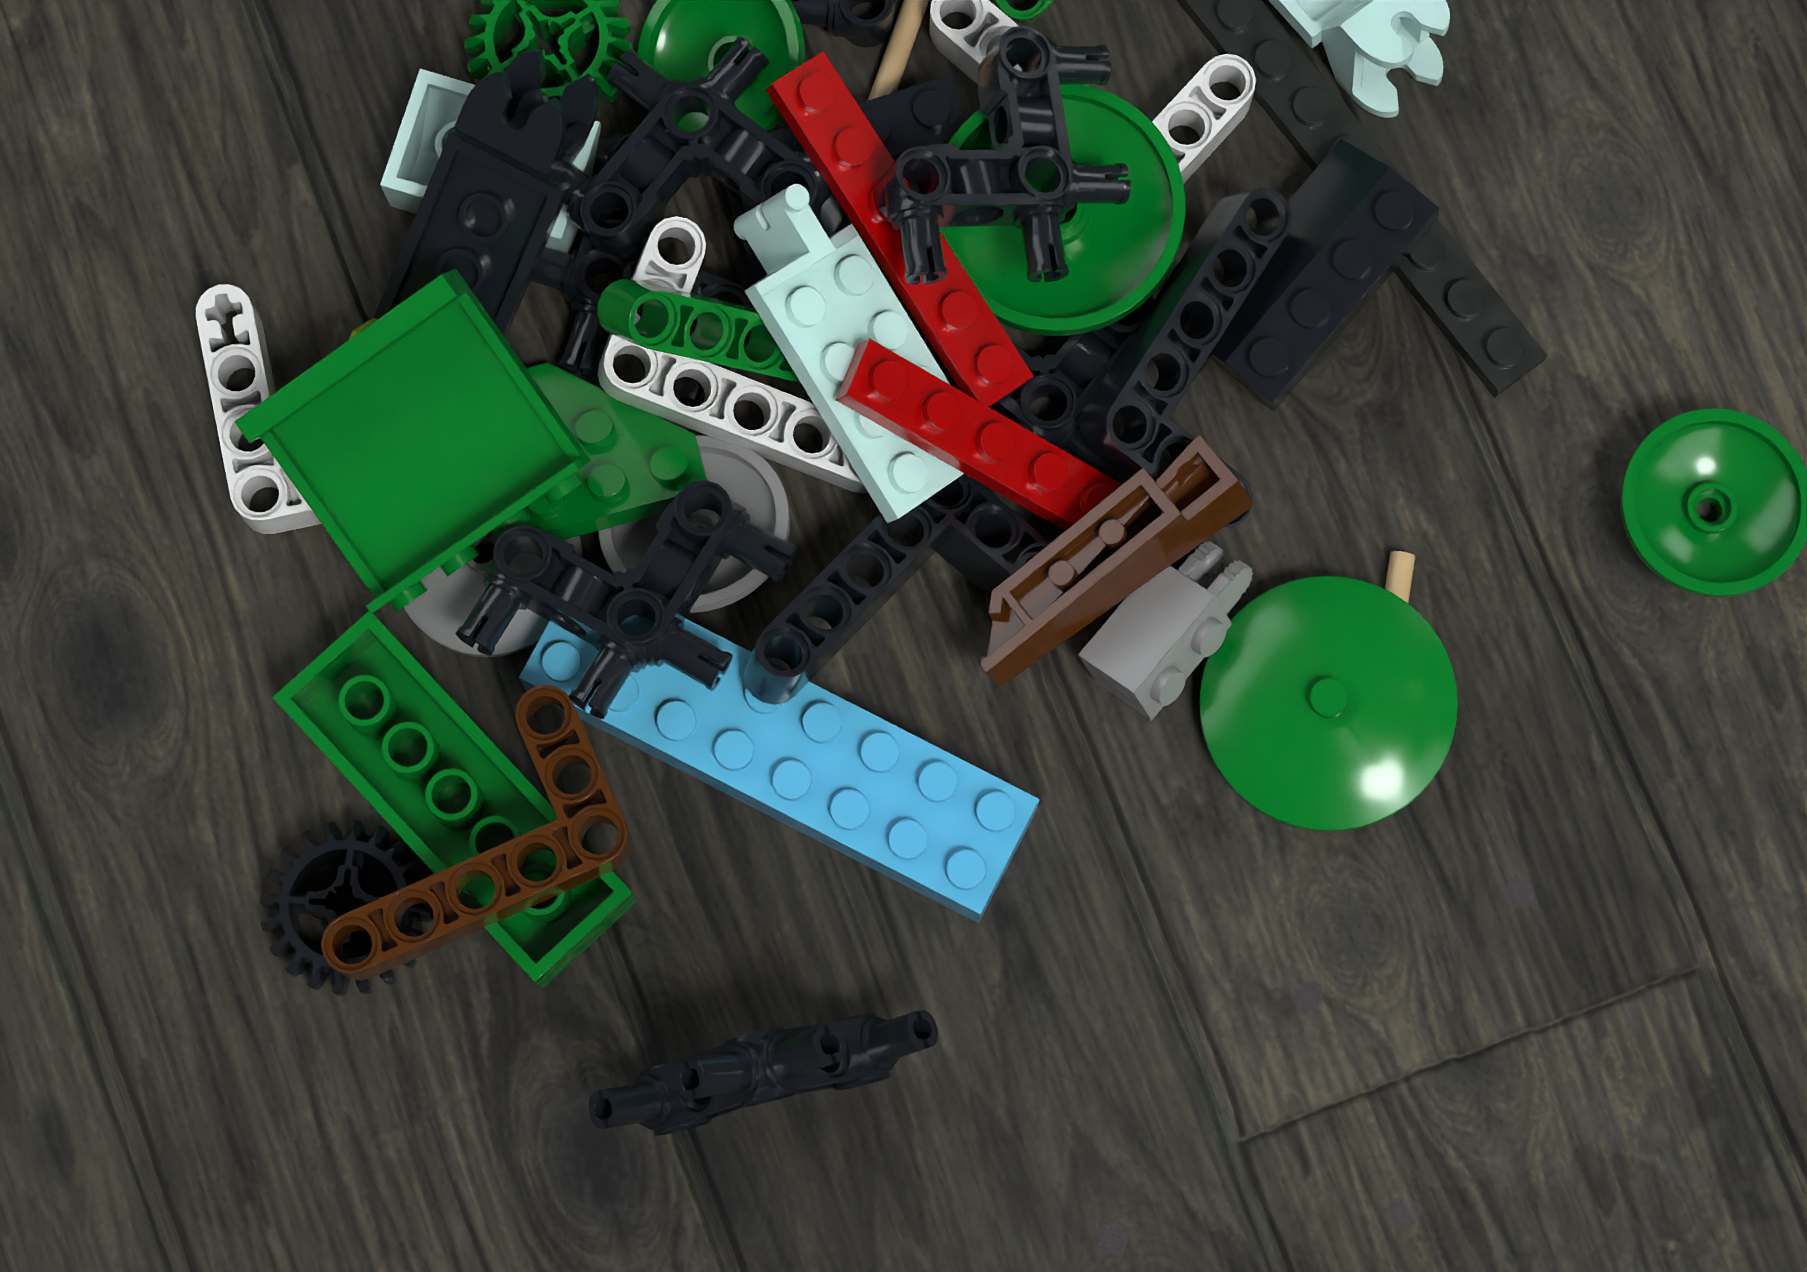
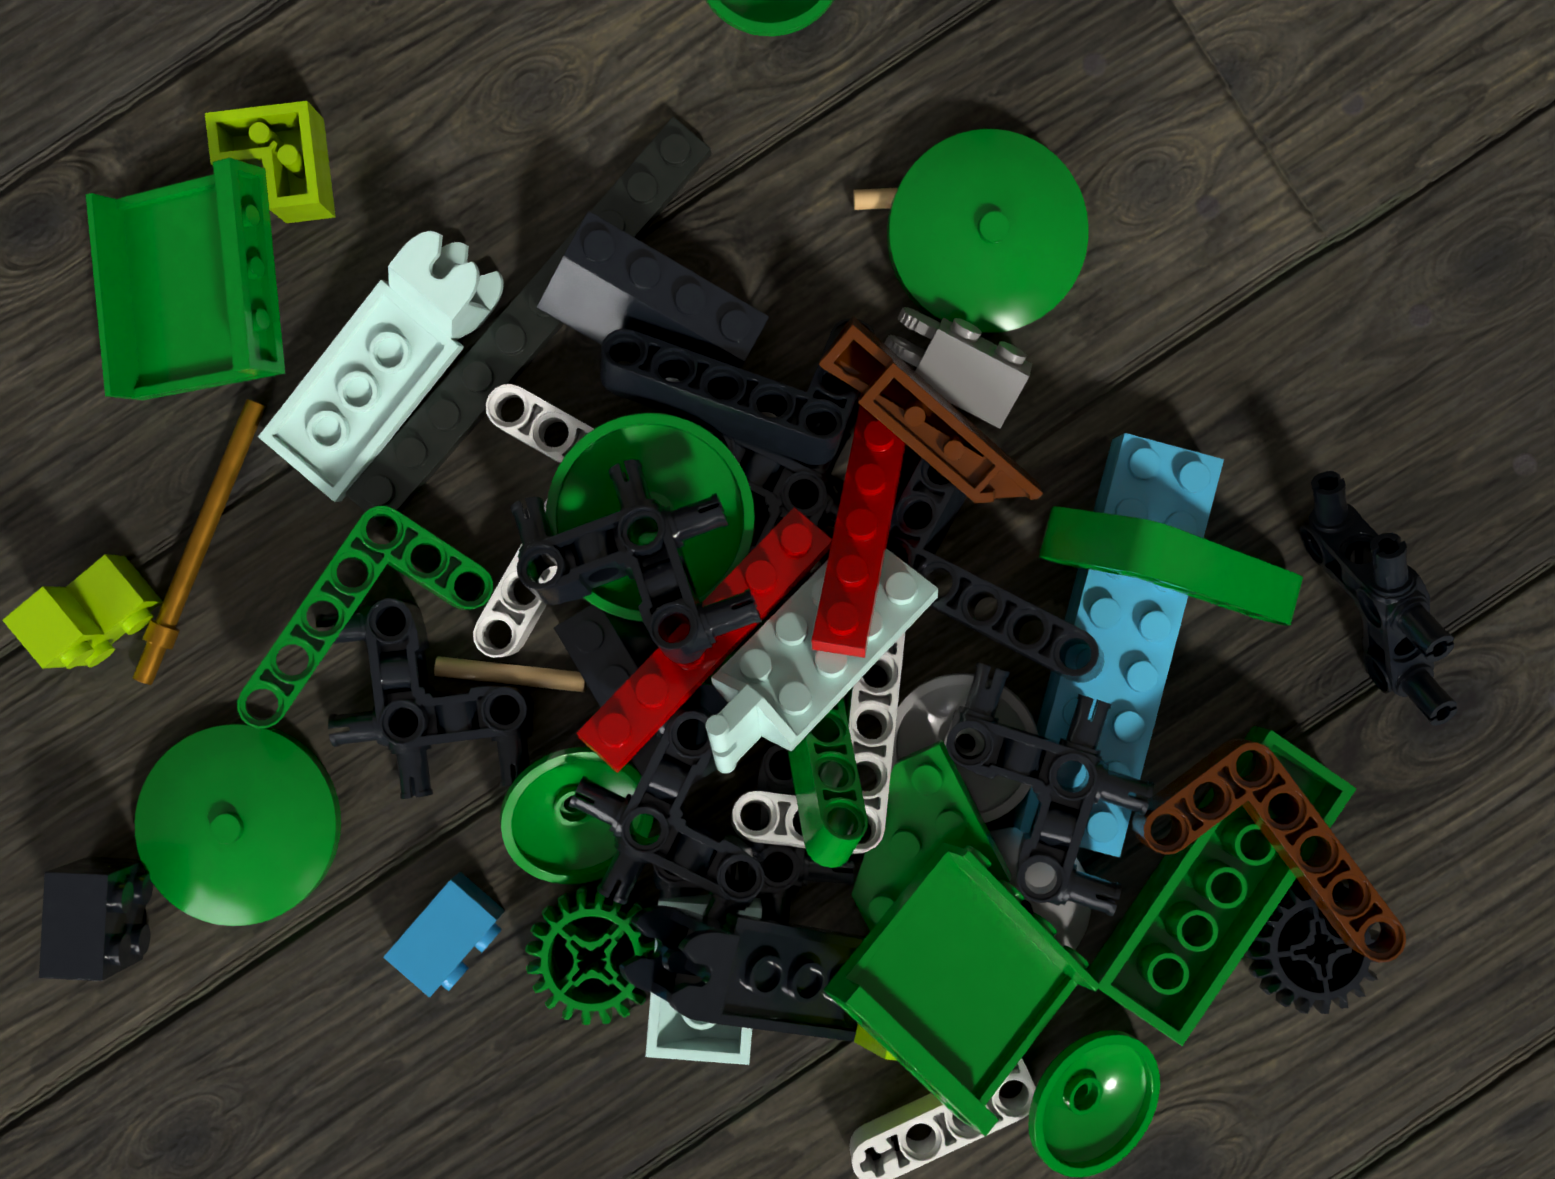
camera: 105 degrees left, 10 degrees up
(196, 594) = (1094, 1103): none -> green dish
(857, 826) = (1172, 561): none -> green beam

